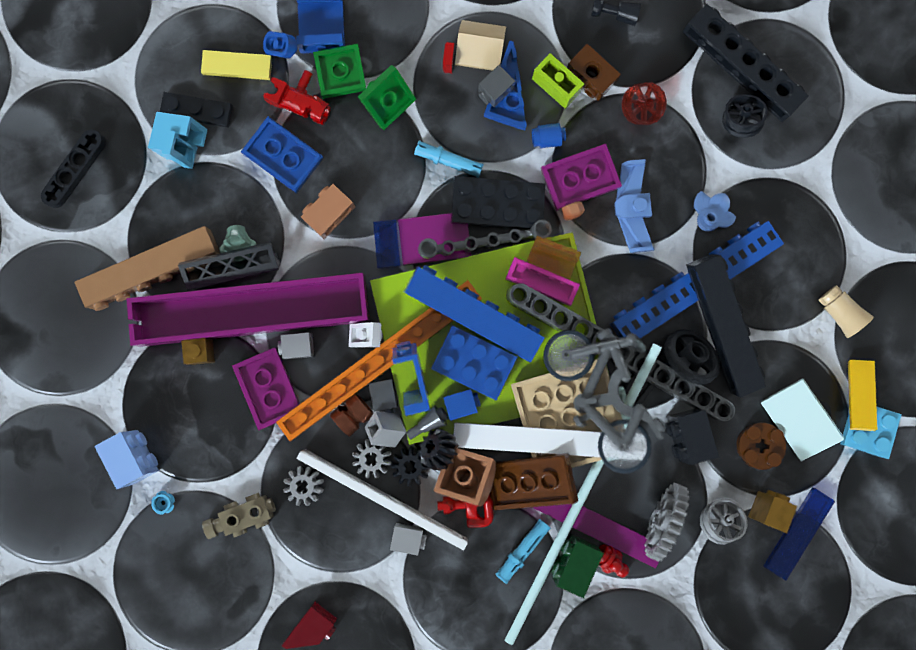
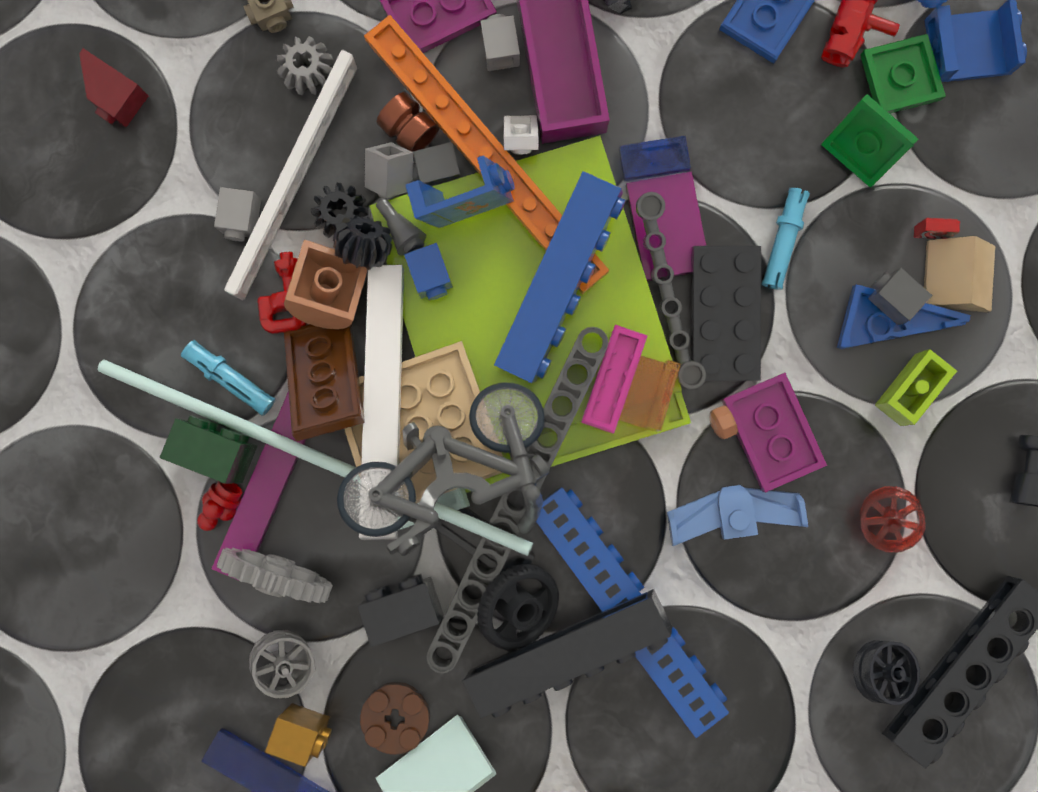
camera: 90 degrees right, 0 degrees up
(327, 210) = (695, 71): nougat brick -> none
(363, 457) = (337, 149): light grey gear -> none
(474, 363) = (488, 285): blue brick -> none
(548, 135) = (832, 380): blue brick -> none
(589, 60) = (950, 434): reddish brown brick -> none
(715, 209) = (741, 635): medium blue plate -> none

